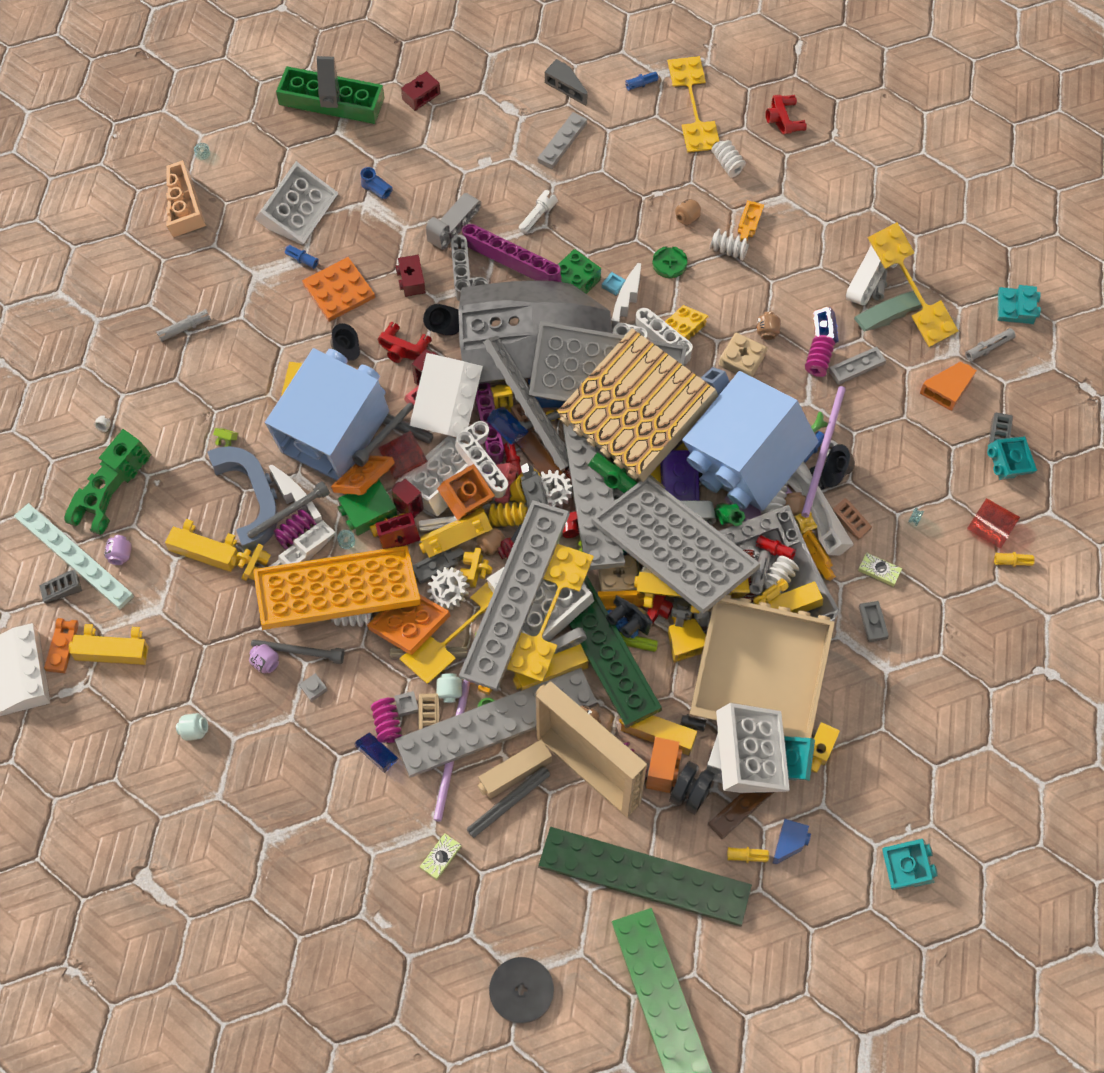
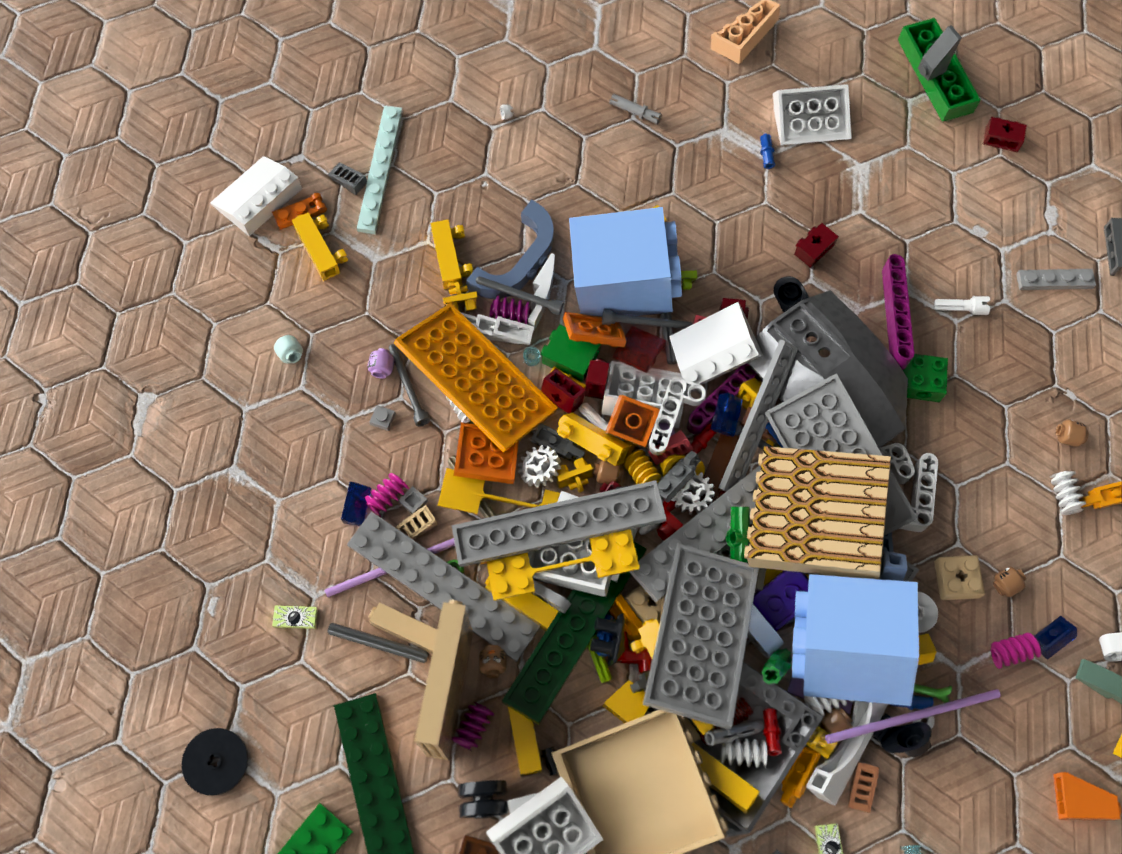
camera: 55 degrees right, 5 degrees up
(117, 550) = (403, 195): lavender head -> none
(119, 464) = (477, 143): green brick -> none
(201, 155) = (803, 19): clear light blue bush -> none
(224, 434) = (559, 203): lime tile -> none
(338, 289) = (759, 199): orange plate -> none
(345, 341) = (709, 235): black piece -> none
(372, 182) = (882, 160): blue piece -> none
(400, 348) = (738, 281): red connector -> none
(442, 231) = (906, 244): light grey beam -> none
(449, 687) = (444, 525): light aqua head -> none
(461, 266) = (857, 280): light grey beam -> none
(613, 283) = (944, 415): medium azure tile -> none
(627, 294) = (943, 434): white slope -> none
(662, 769) = (489, 758): orange brick -> none
(669, 262) = (1006, 450): green tile -> none
(687, 321) = (953, 503): yellow hinge -> none
(772, 592) = (718, 756): yellow axle -> none
(857, 365) = (1034, 693): light grey plate -> none

